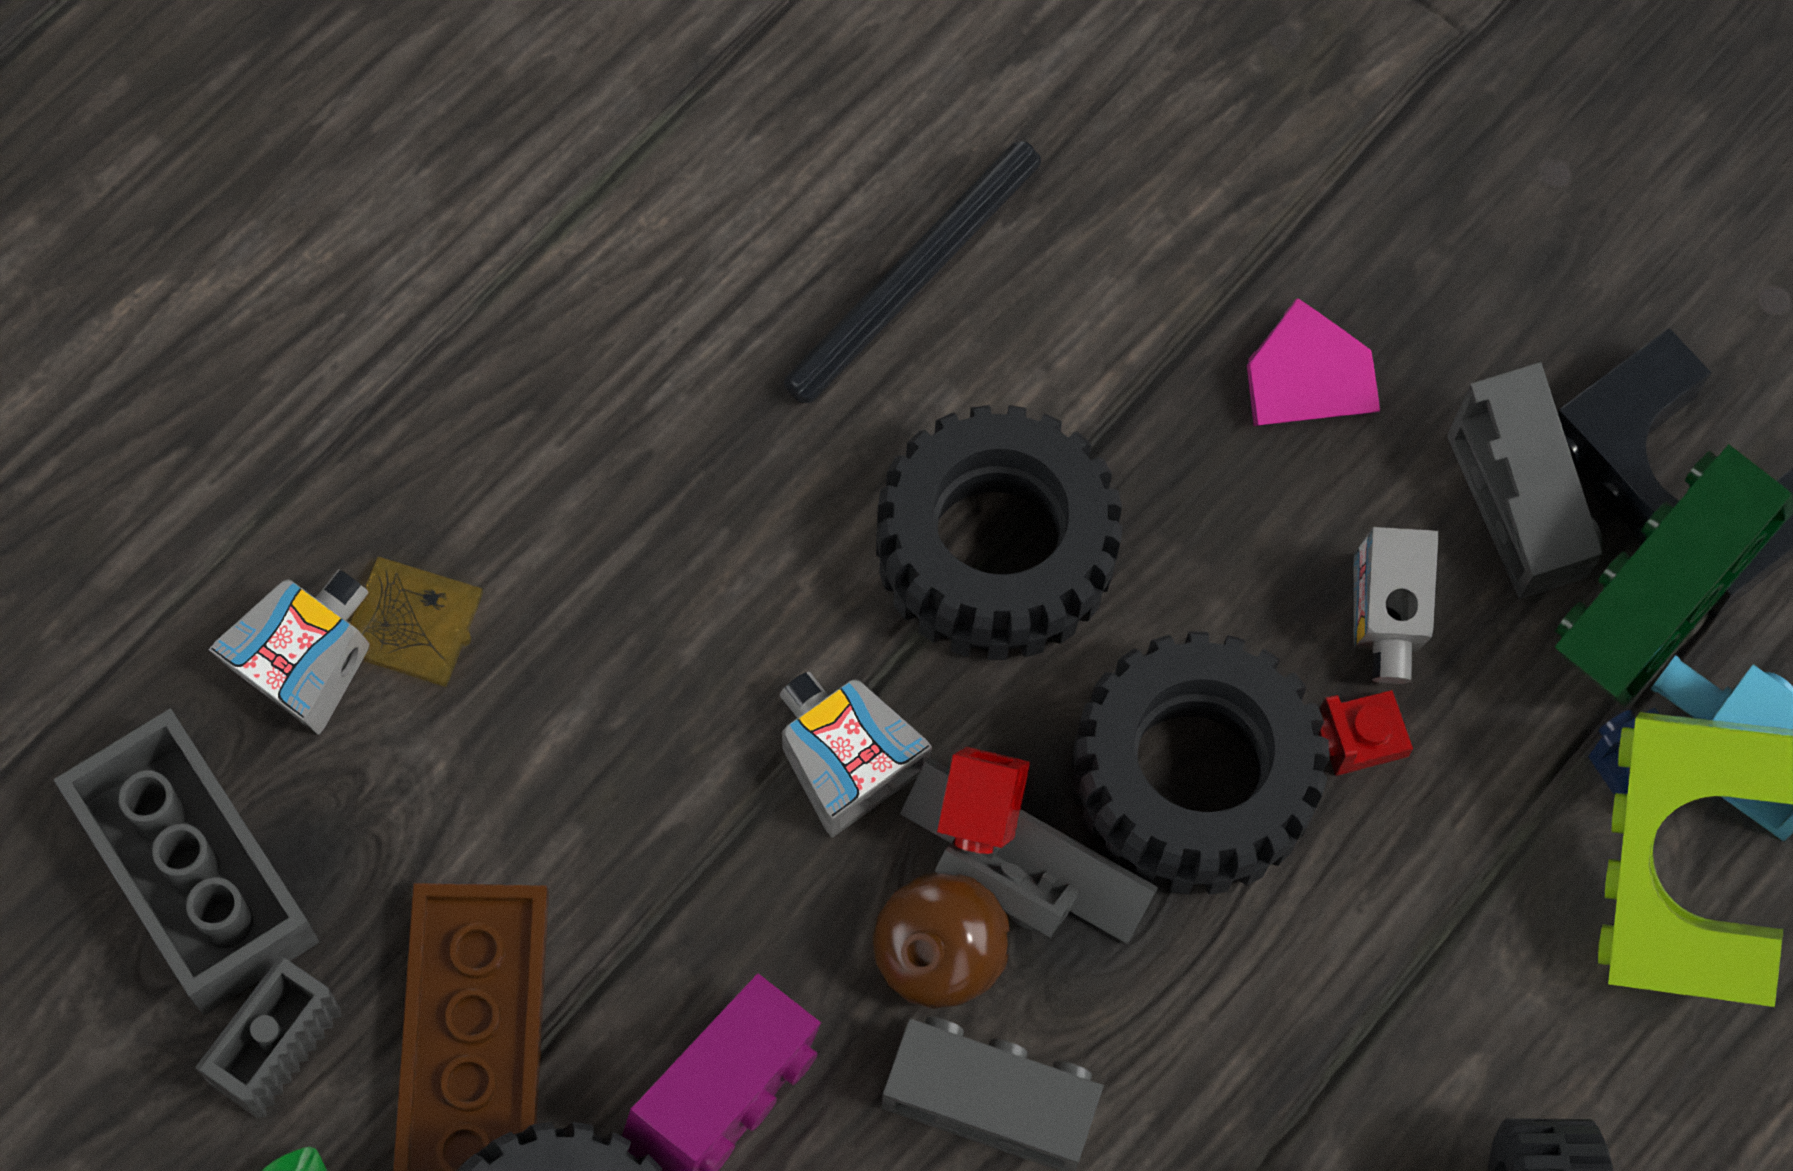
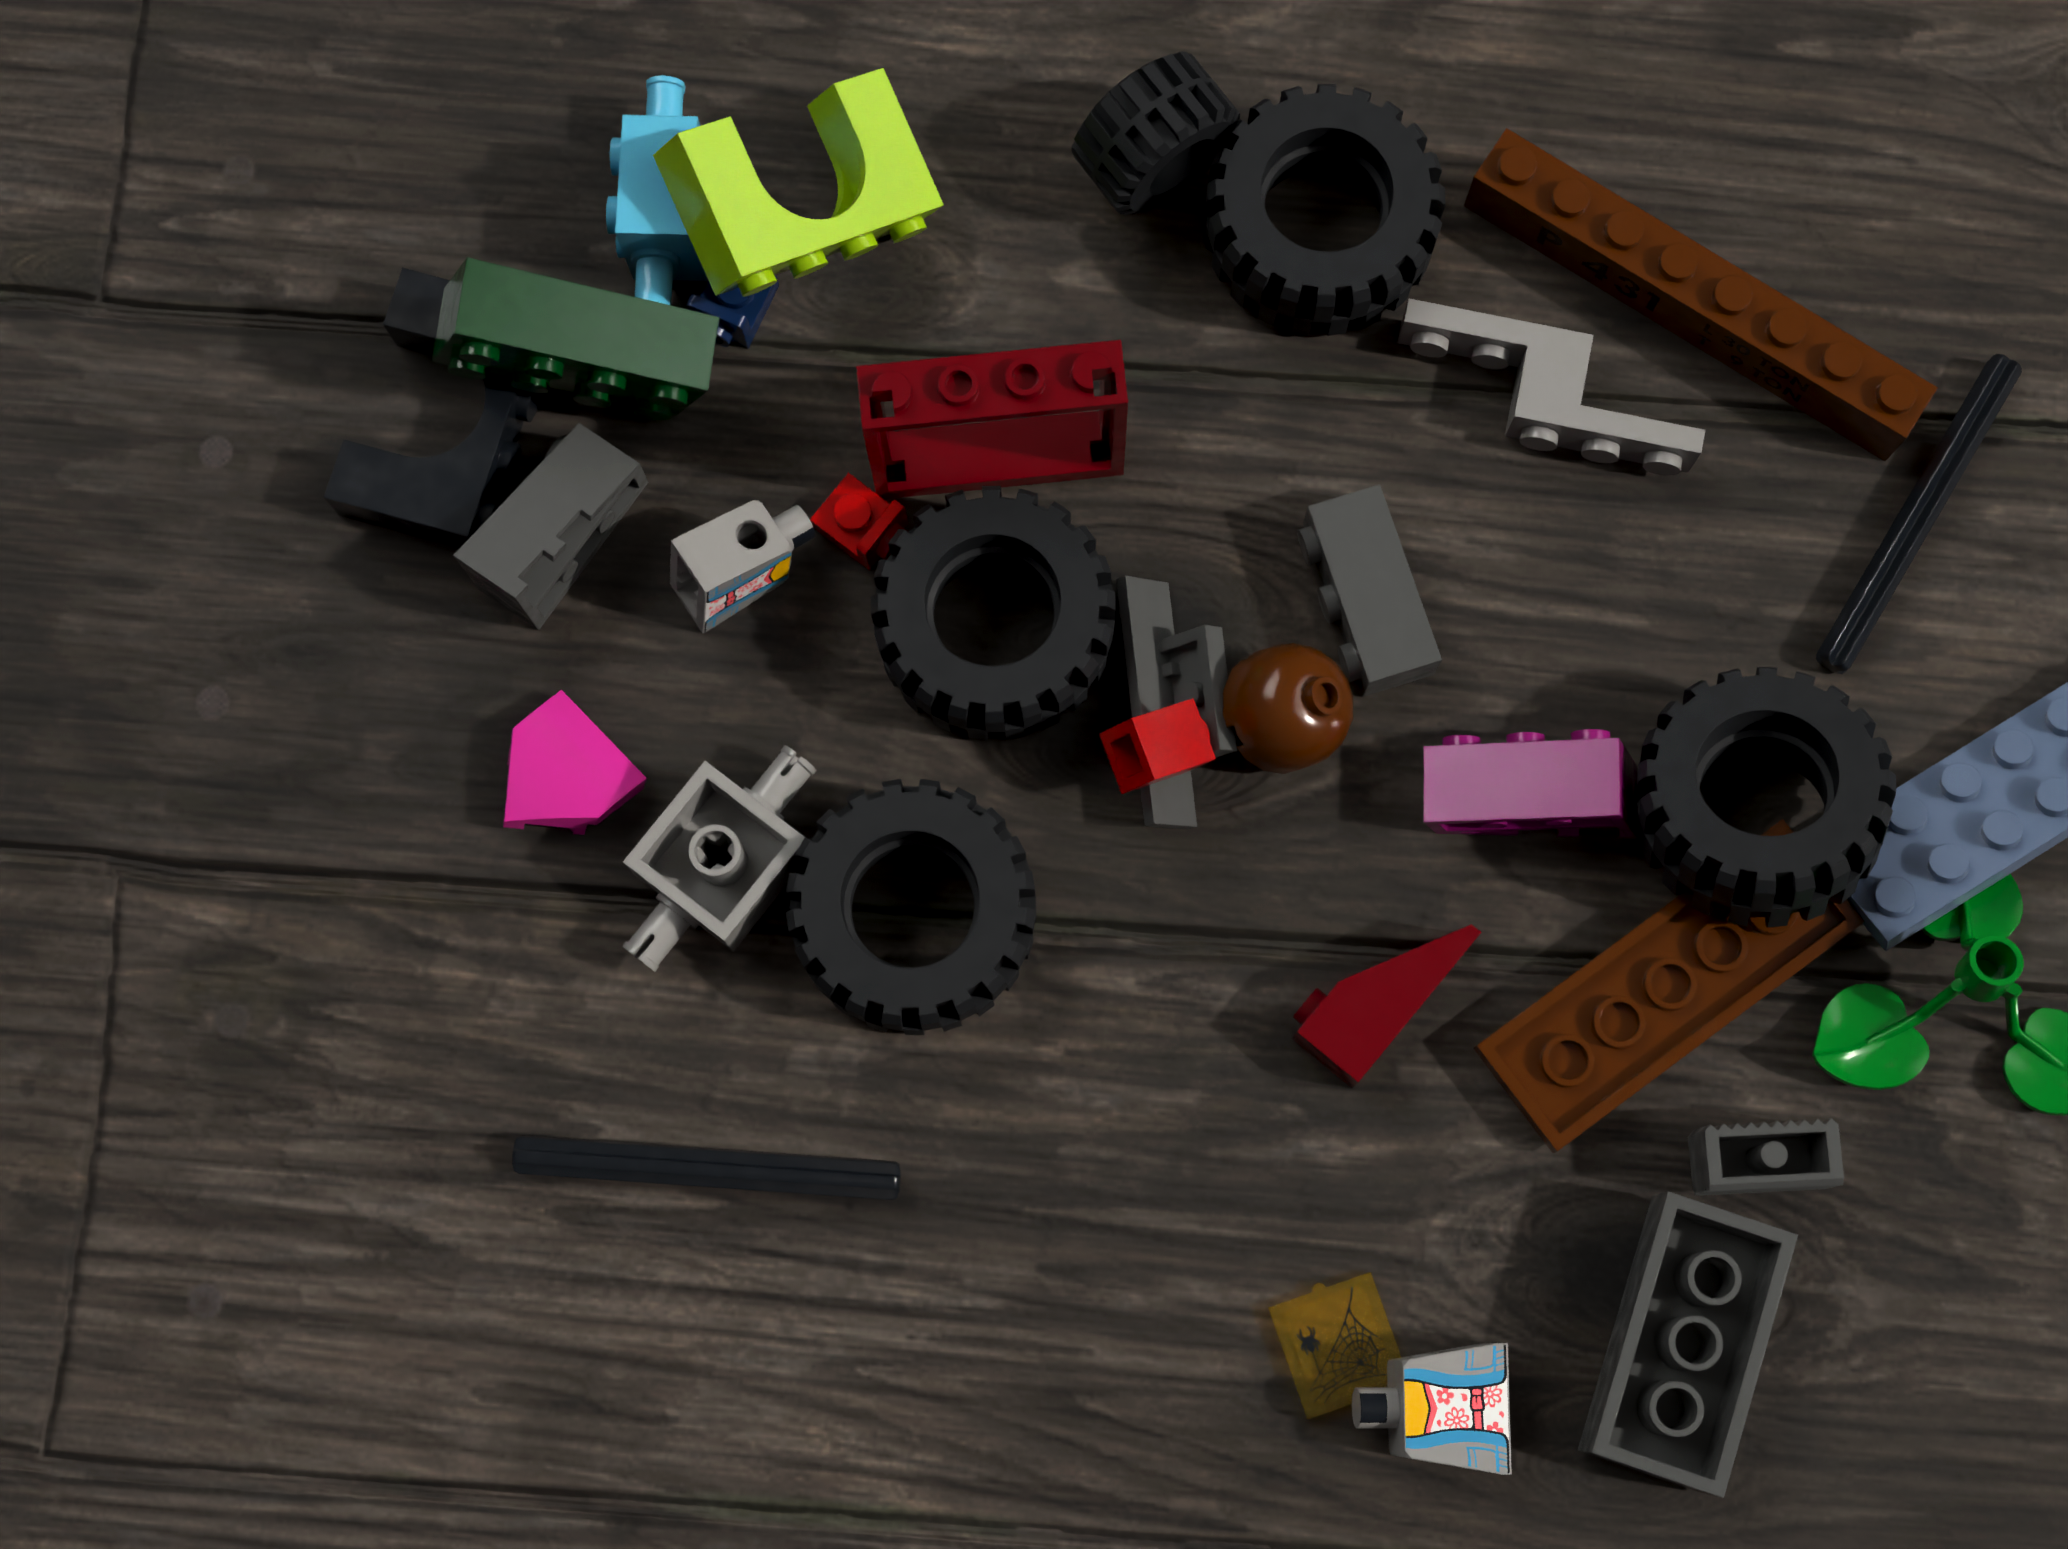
camera: 120 degrees left, 10 degrees up
(644, 826) = (1371, 1008): none -> dark red slope
(848, 749) = (1183, 898): torso -> none
(1152, 422) = (720, 816): none -> light grey brick
(1364, 851) = (988, 390): none -> dark red window

